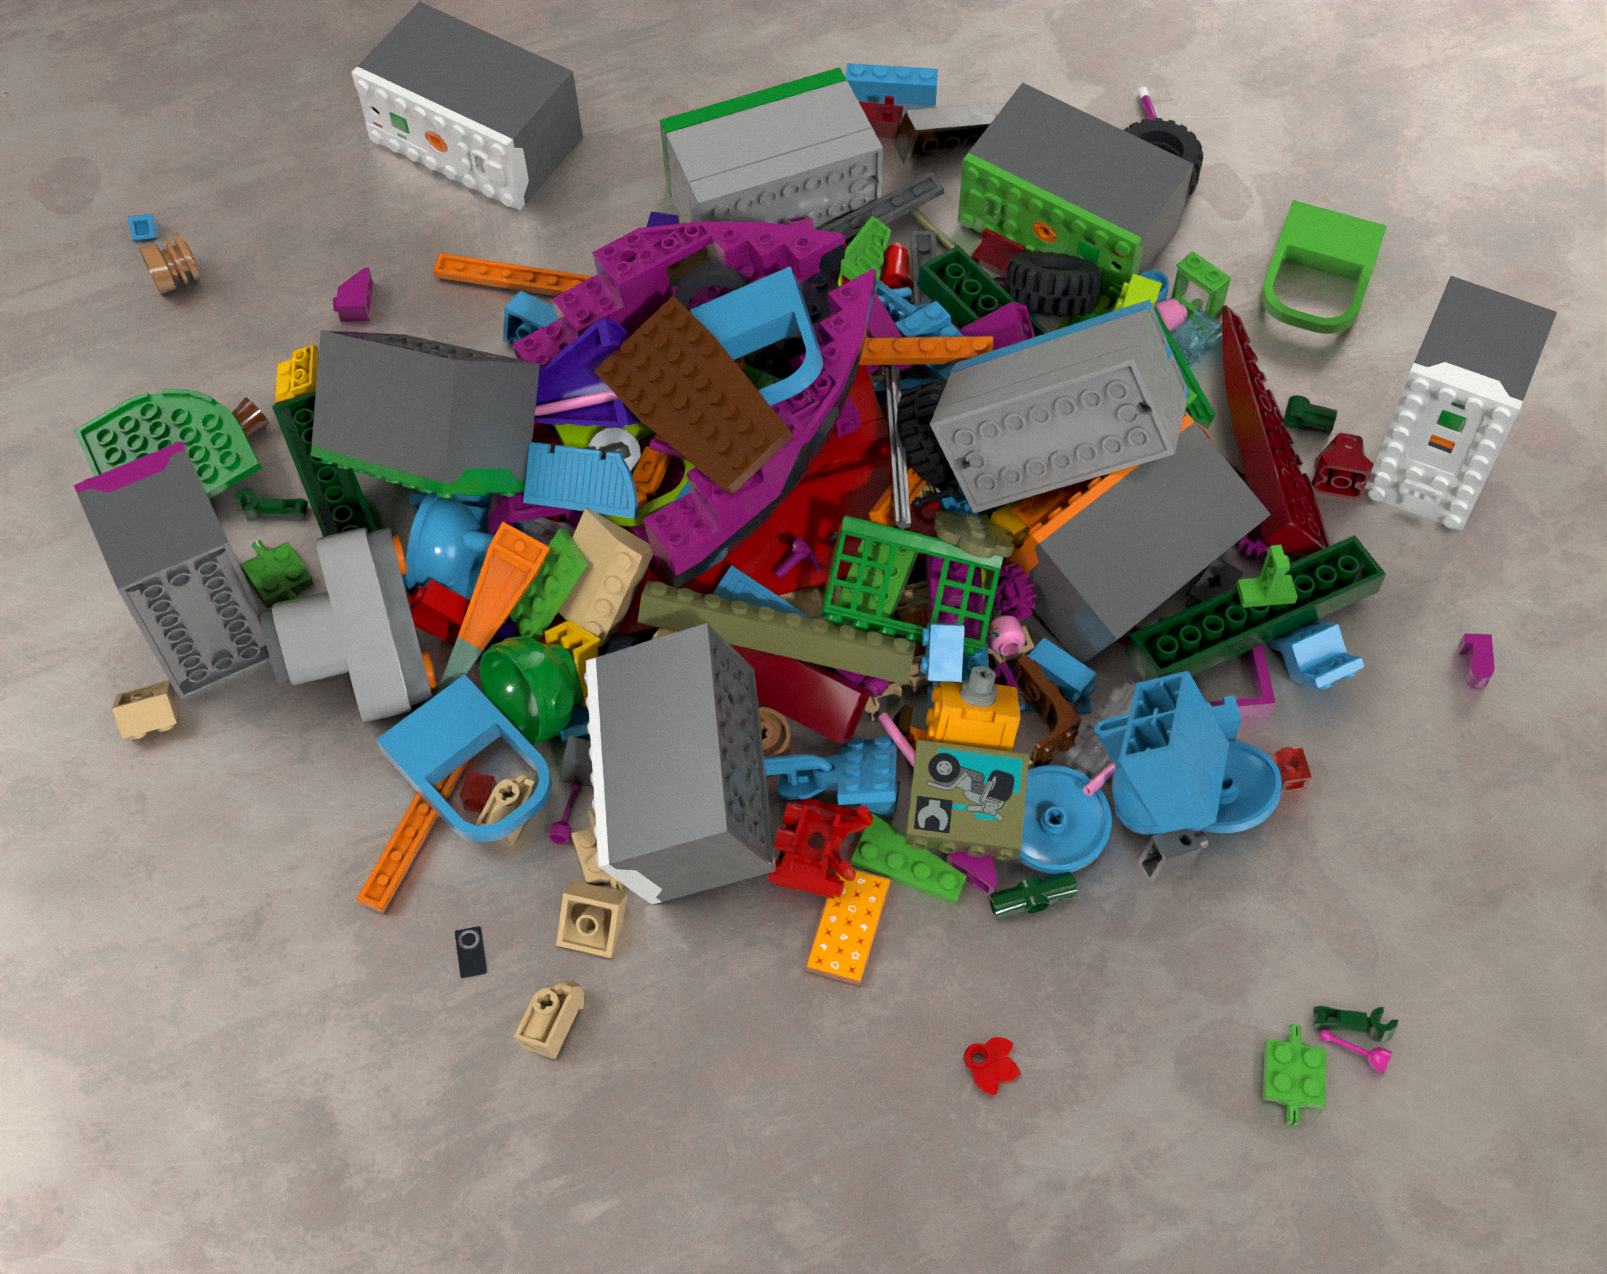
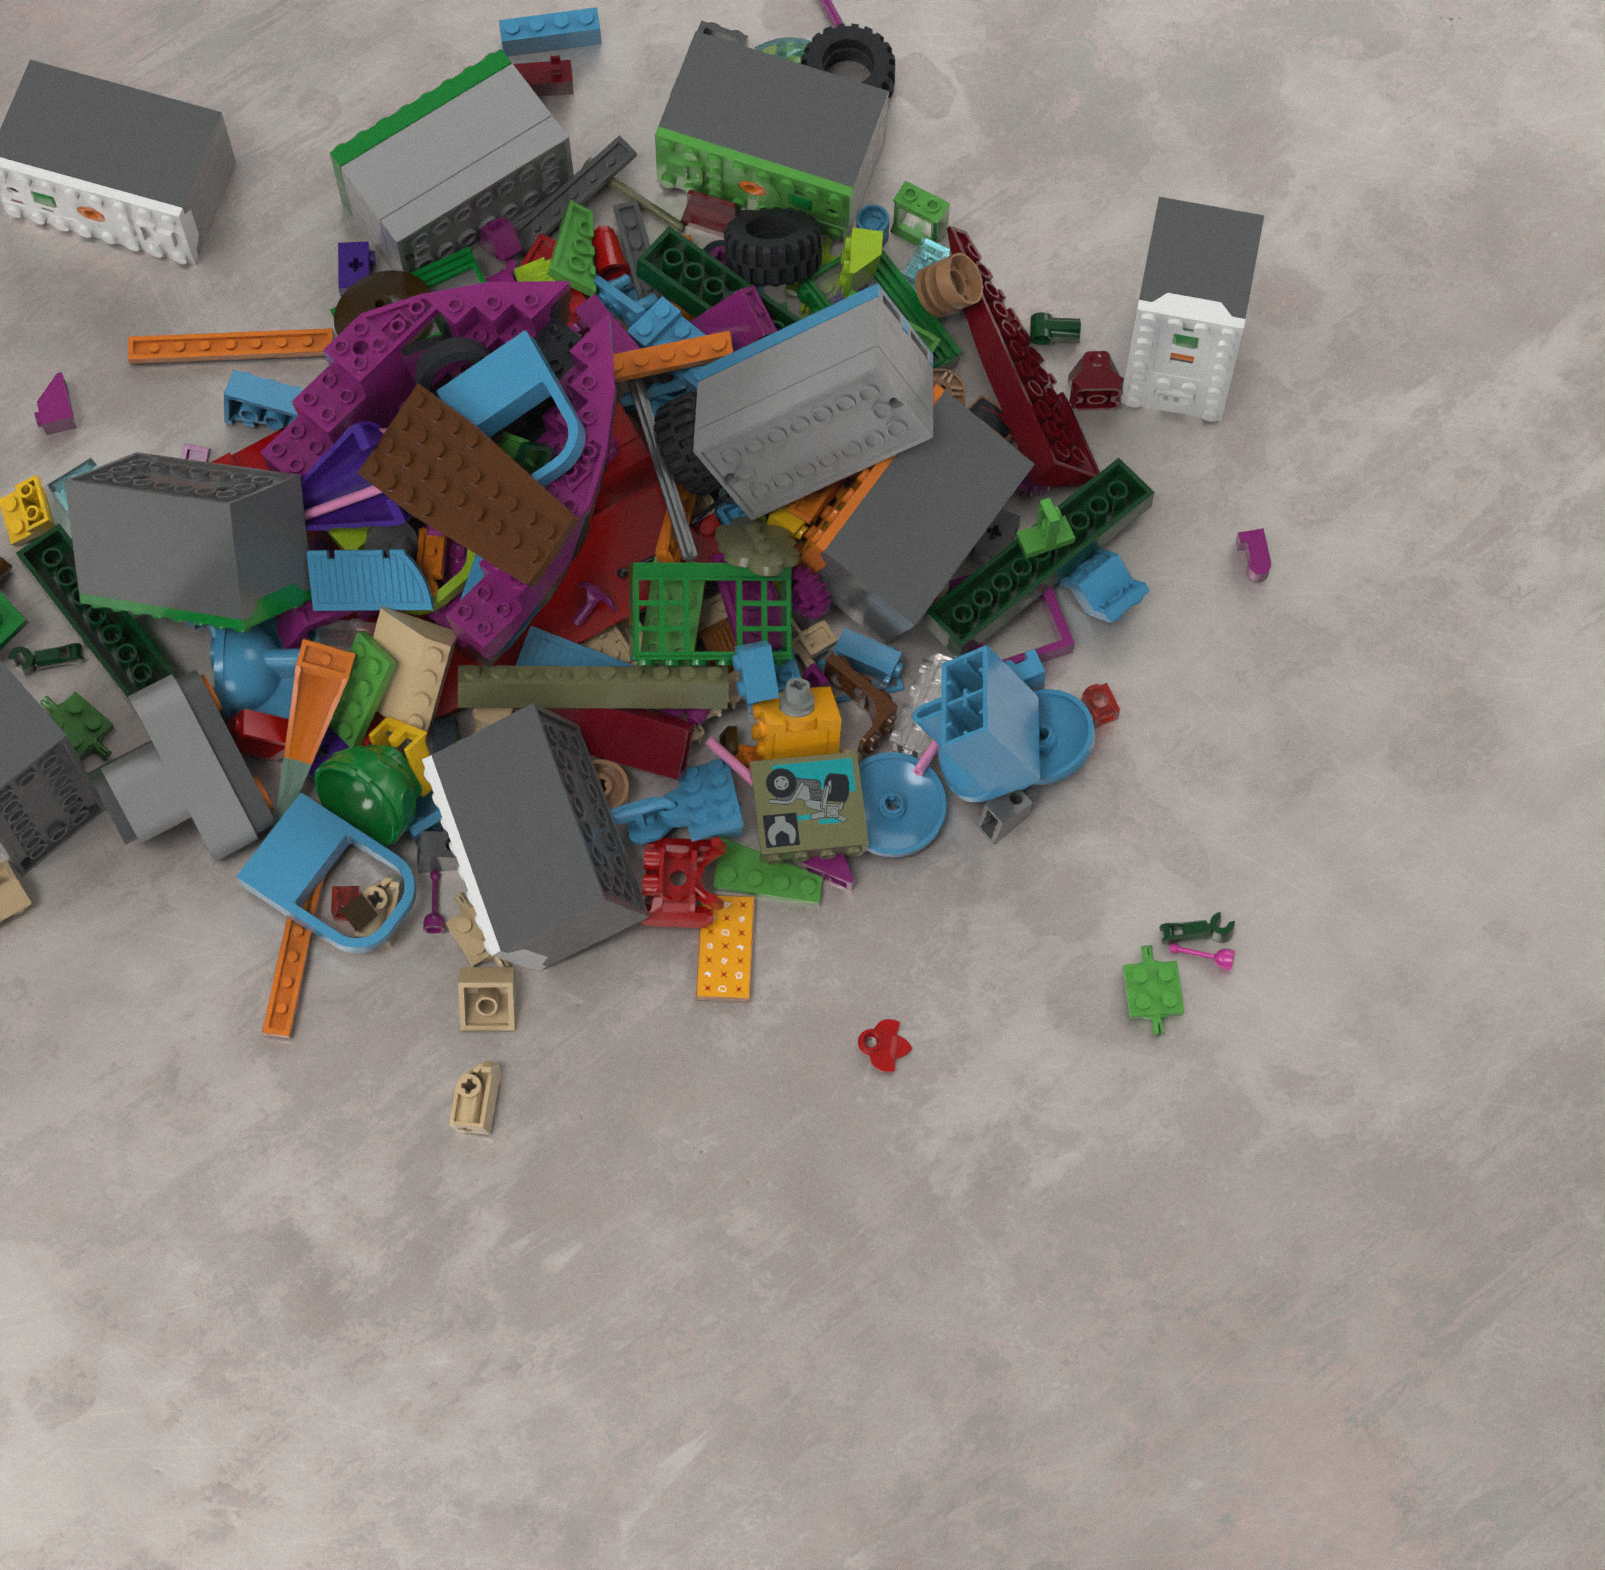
camera: 15 degrees left, 10 degrees up
(470, 952) = (382, 1055): black sticker -> none
(485, 801) = (358, 912): none -> dark brown tile
(941, 129) = (620, 77): dark brown wedge -> none
(1005, 635) = (809, 635): bright pink head -> none
(1033, 895) = (888, 880): dark green piece -> none
(1172, 313) = (897, 247): bright pink head -> none
(1215, 350) = (949, 285): none -> medium nougat wheel
(1329, 244) = (1044, 130): bright green window -> none

